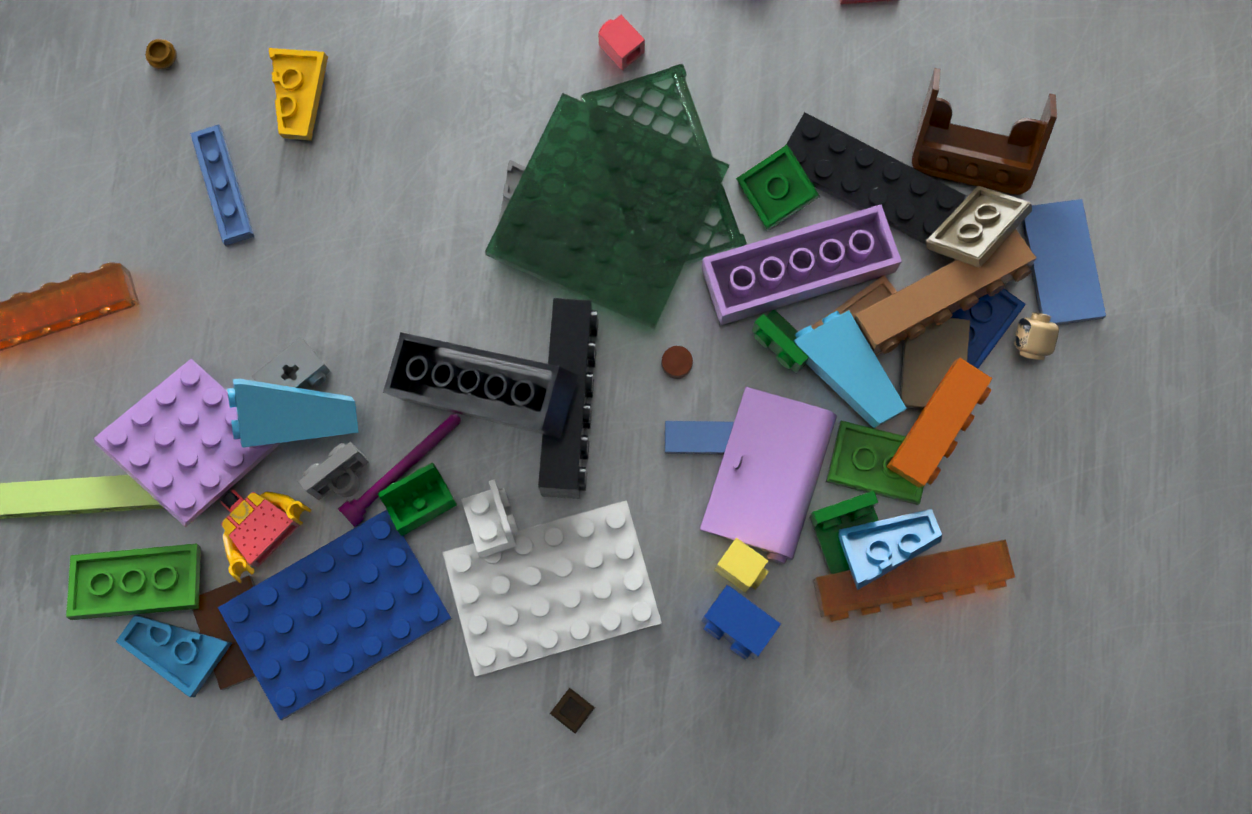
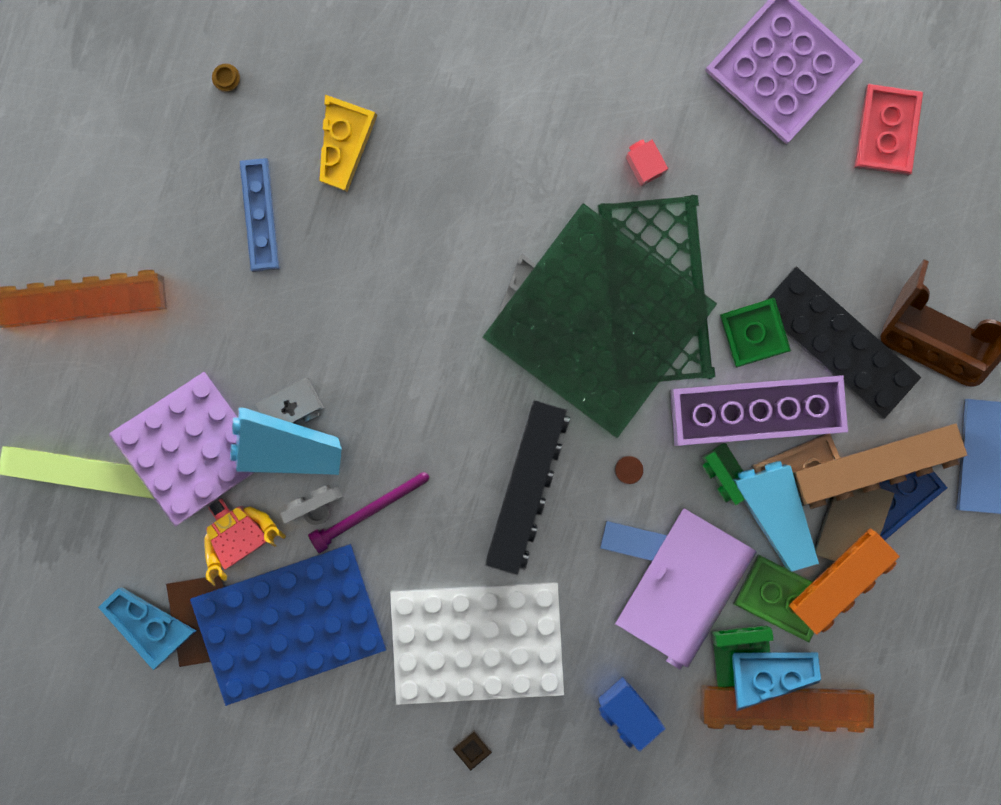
camera: 10 degrees right, 10 degrees up
(133, 582) = (122, 559): bright green plate -> none
(417, 499) = (378, 542): green bracket -> none
(481, 384) = (454, 463): black brick -> none
(489, 522) = (435, 576): white bracket -> none
(742, 566) = (643, 666): light yellow brick -> none
(979, 226) = (924, 412): dark tan tile -> none
(1036, 336) = (948, 521): tan head -> none

